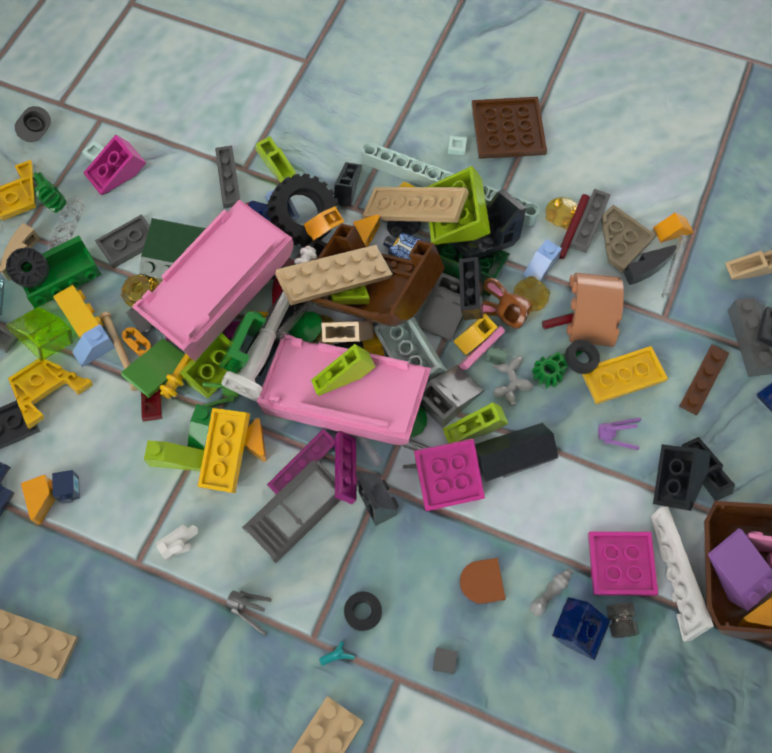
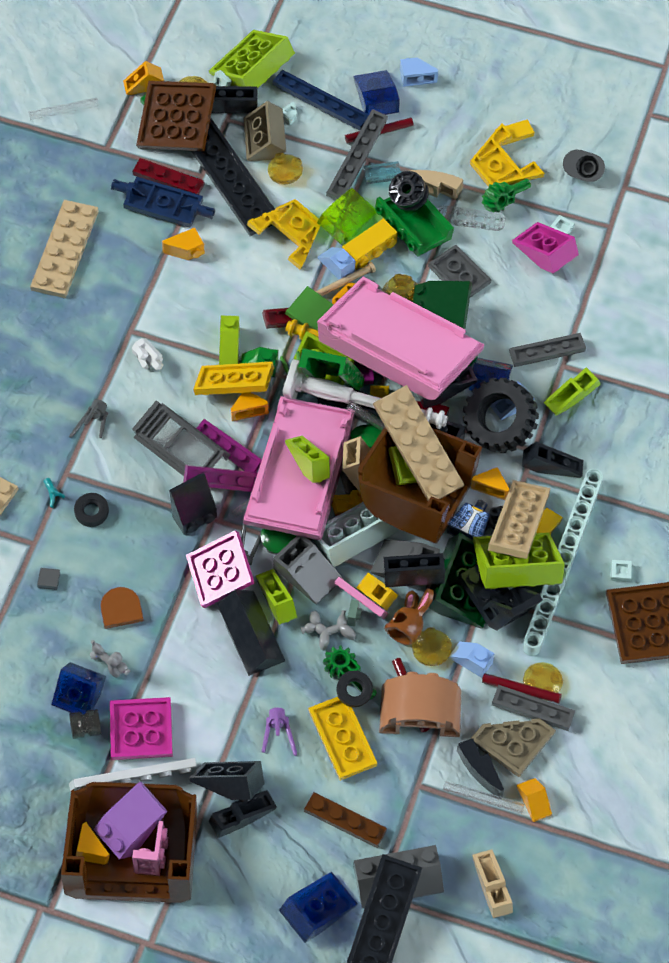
camera: 85 degrees right, 5 degrees down
(65, 486) = (196, 263): dark blue brick -> none
(323, 223) = (480, 432): light orange slope -> none

